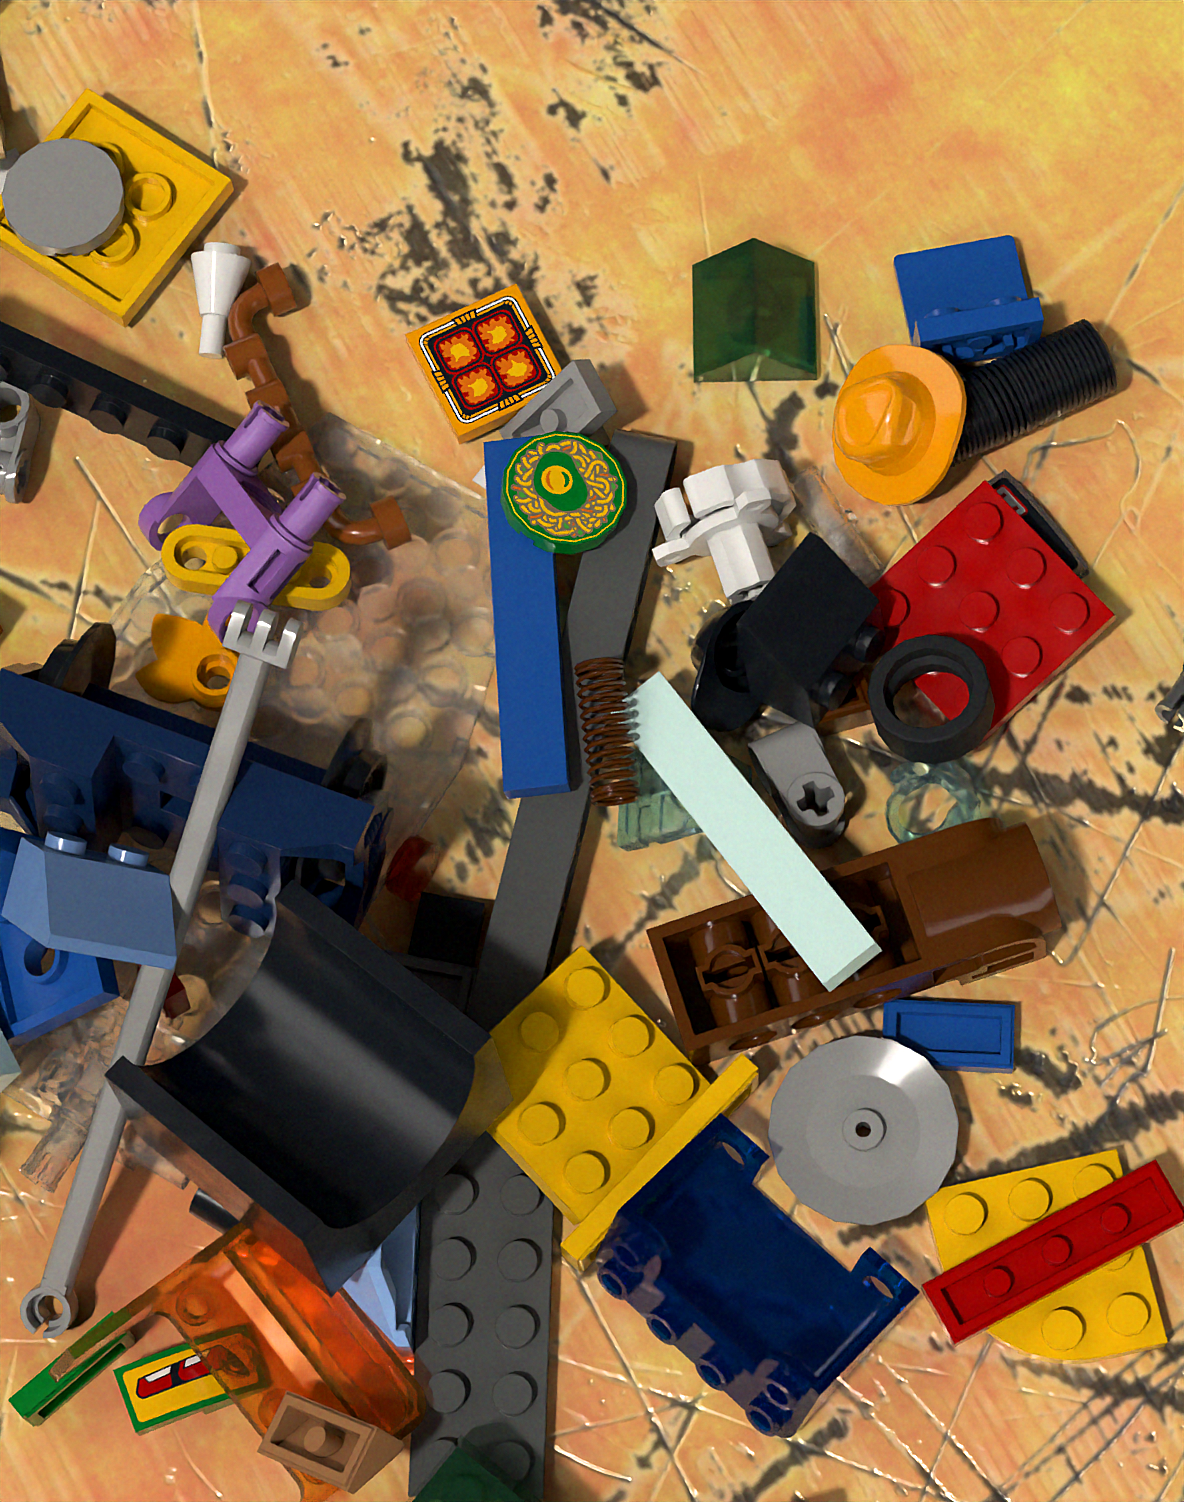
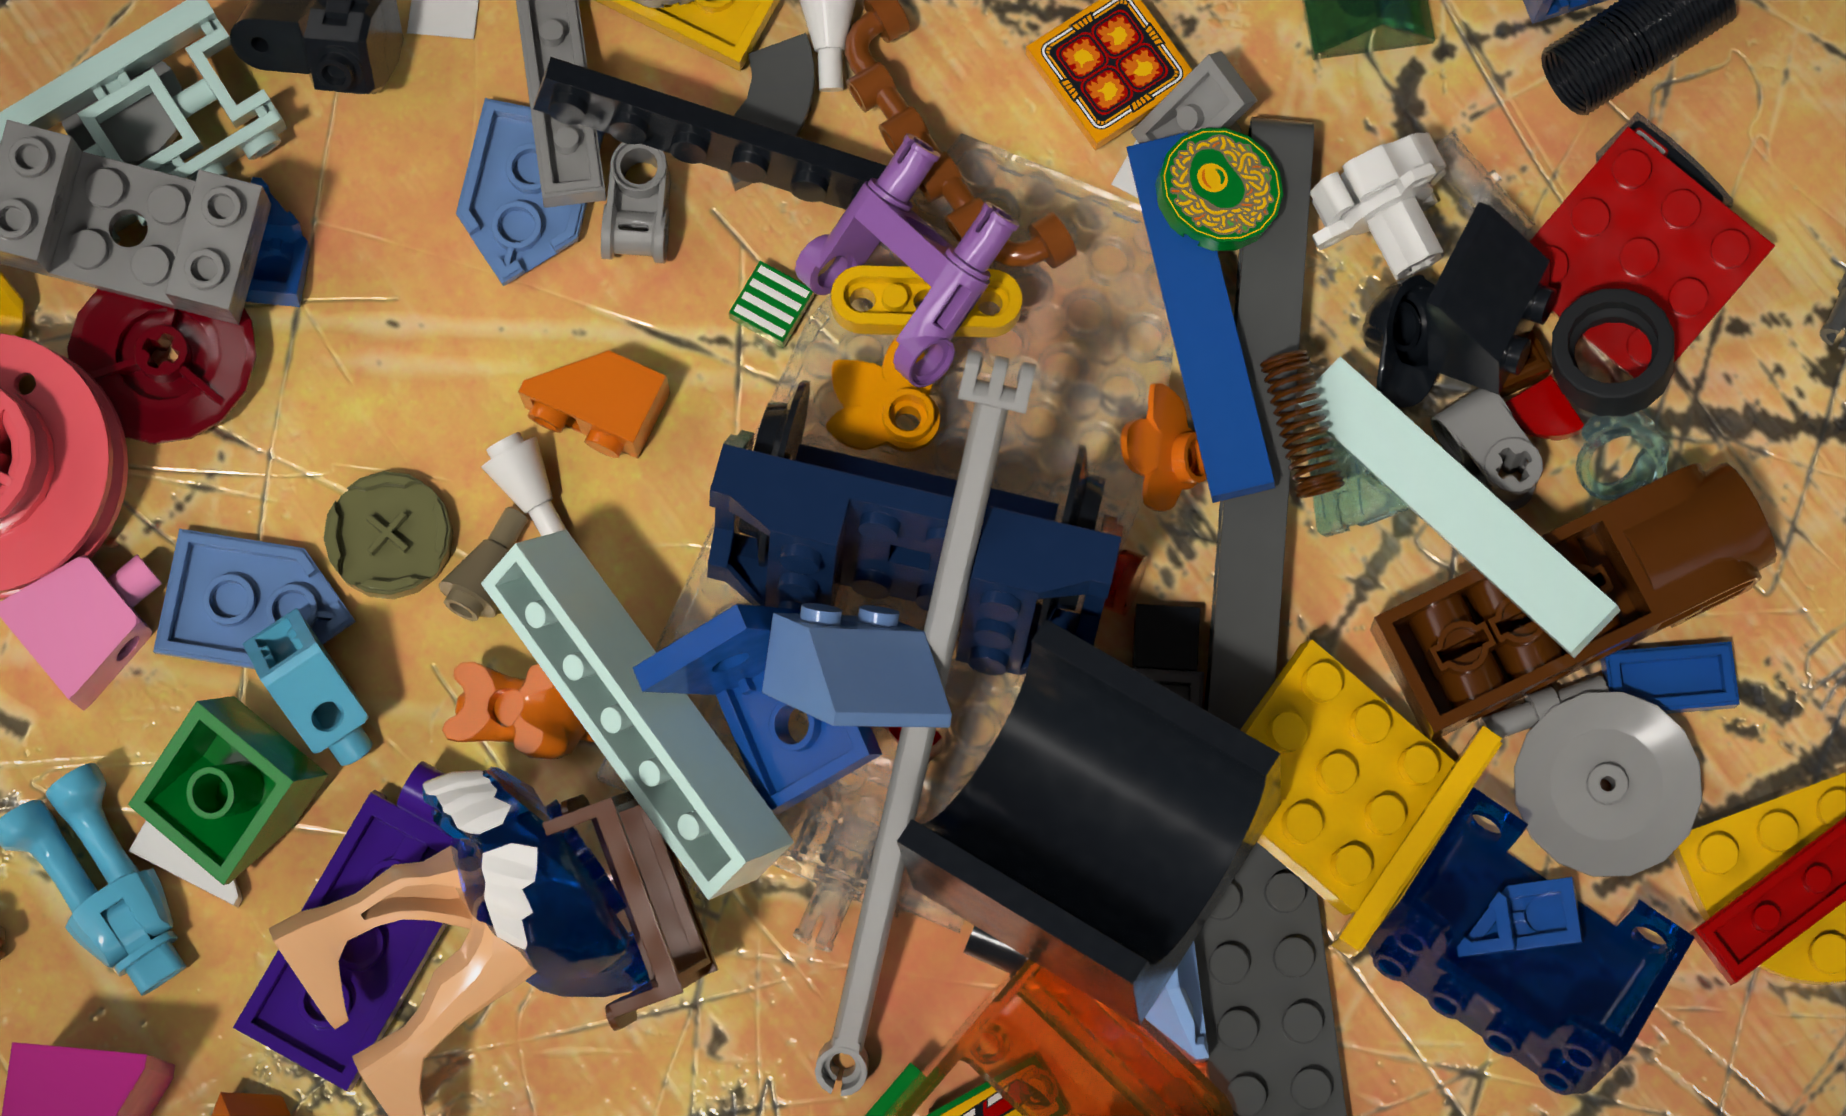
camera: 15 degrees left, 5 degrees up
(115, 556) = (771, 304): none -> green tile
(159, 349) = (779, 88): none -> dark grey tile
(466, 741) = (1162, 449): none -> orange plate
(760, 1255) = (1527, 919): none -> blue slope
(790, 1052) = (1536, 706): none -> light grey bar
(861, 754) = (1545, 412): none -> red tile
(898, 423) = (1531, 79): light orange hat -> none

